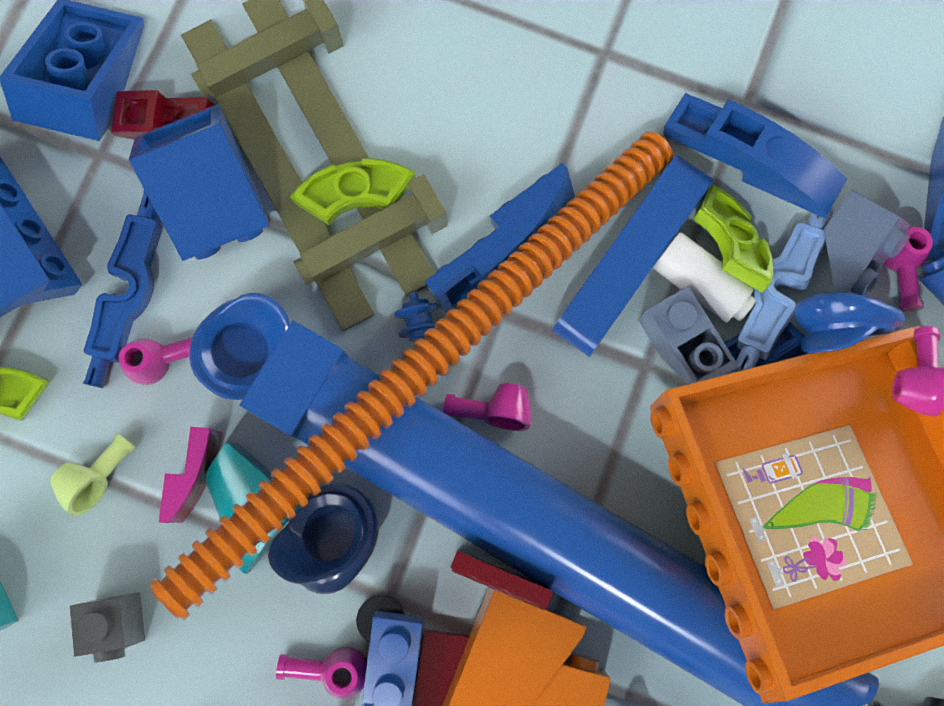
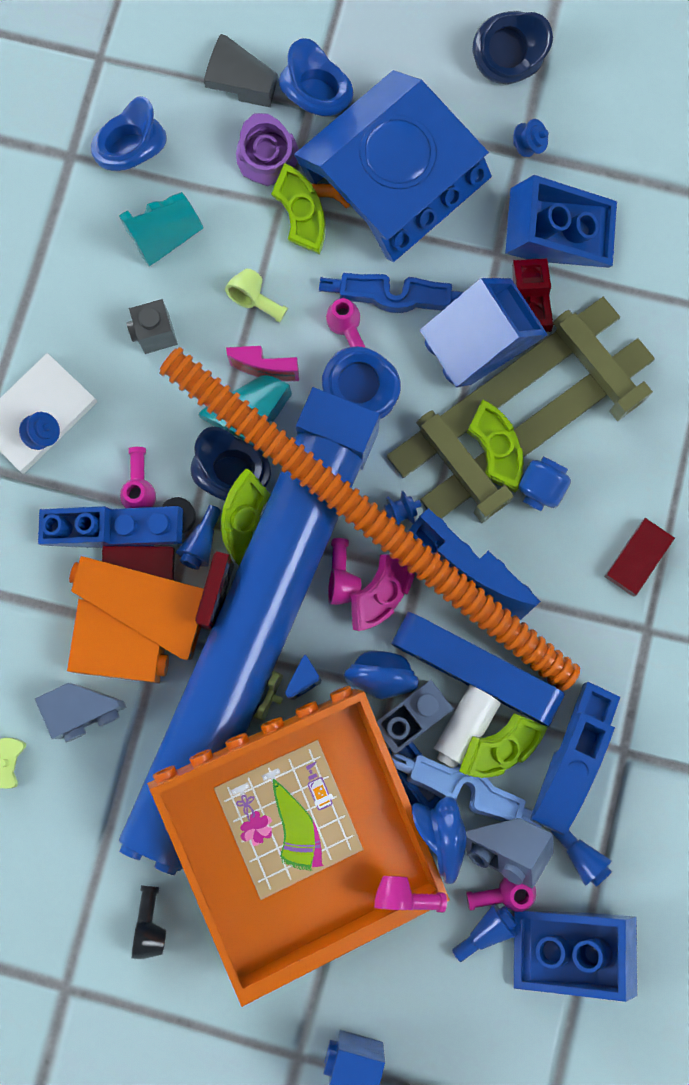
camera: 85 degrees right, 0 degrees up
(396, 528) = (242, 514): none -> lime tile
(411, 138) = (544, 483): none -> blue head
(427, 595) = (197, 547): none -> blue cone
(516, 46) = (639, 557): none -> dark red tile
(532, 367) = (381, 595): none -> dark pink tile
(631, 370) = (382, 675): none -> blue piece
(631, 473) = (303, 680): none -> blue slope
(640, 521) = (273, 684): none -> yellowish green piece
(878, 159) = (587, 861): none -> blue cone

